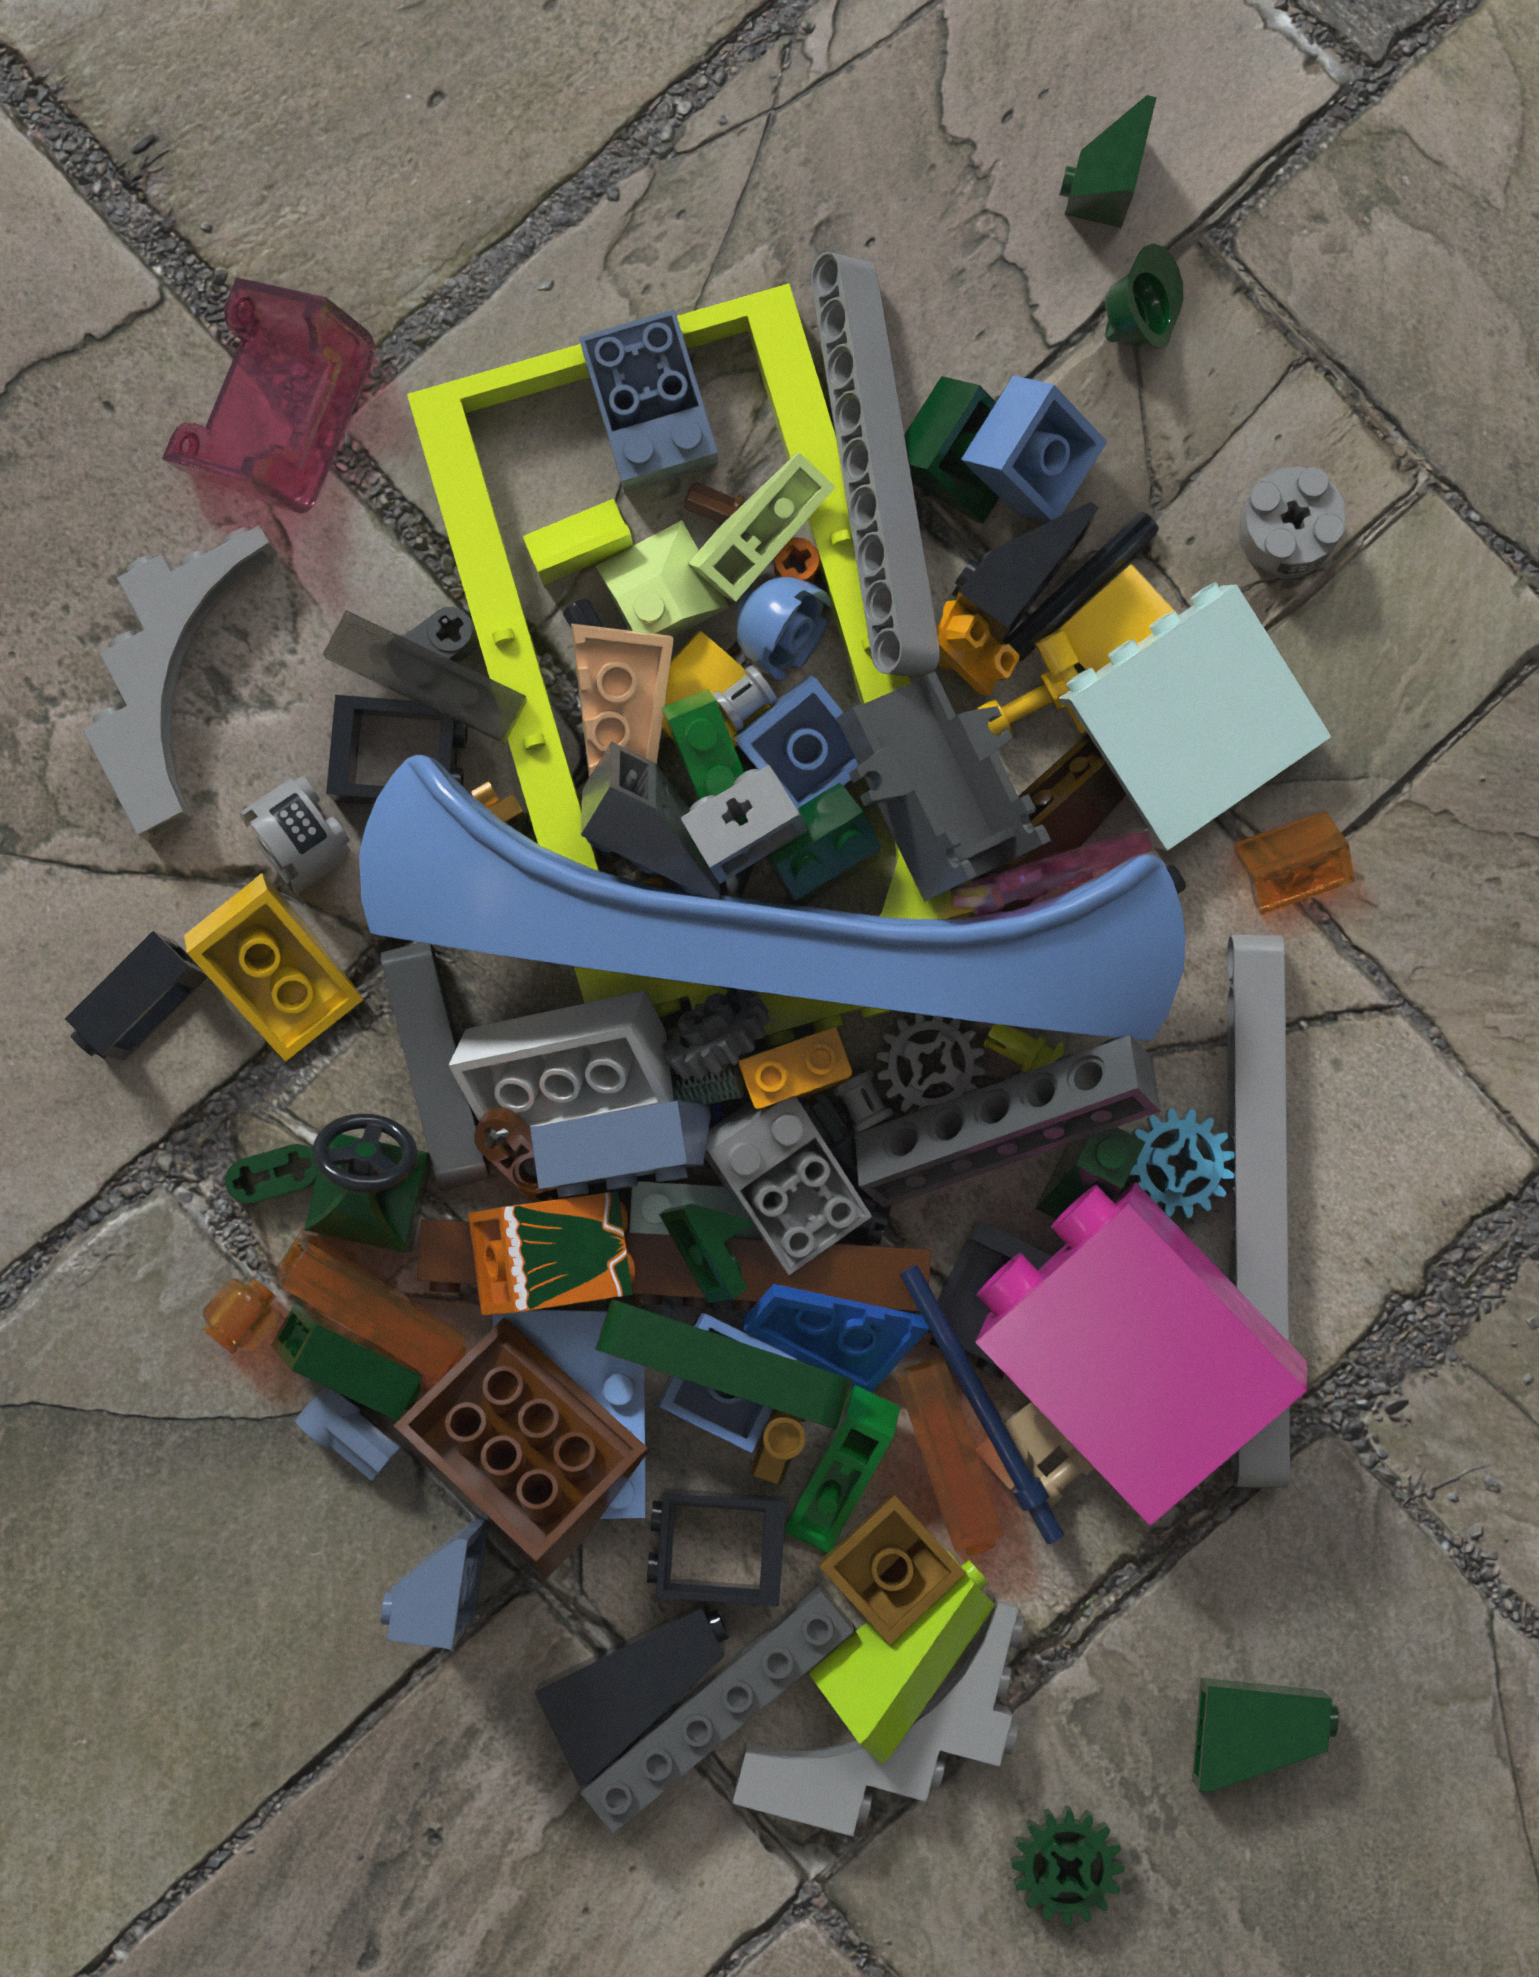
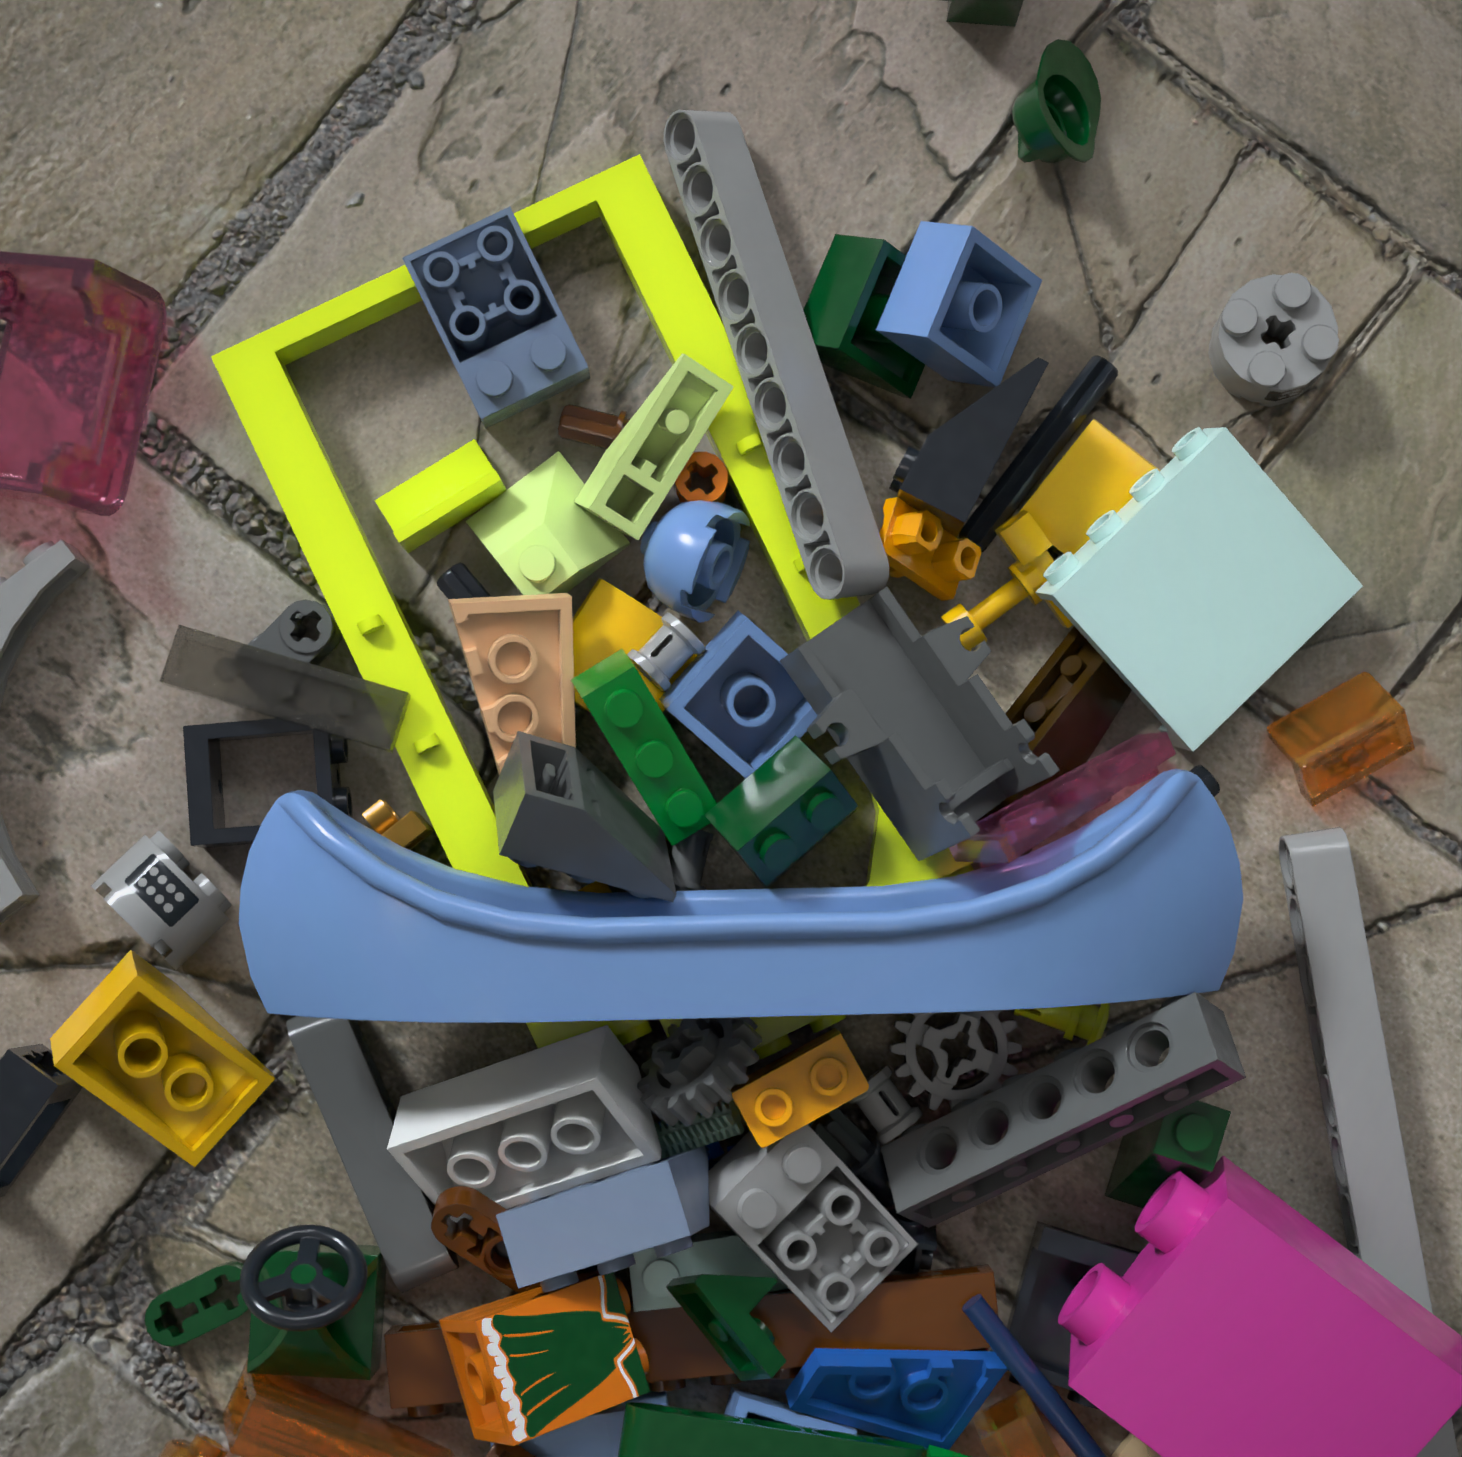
camera: 10 degrees left, 0 degrees up
(733, 847) = (722, 798): light grey brick -> none
(1200, 1168) = (1268, 1140): medium azure gear -> none

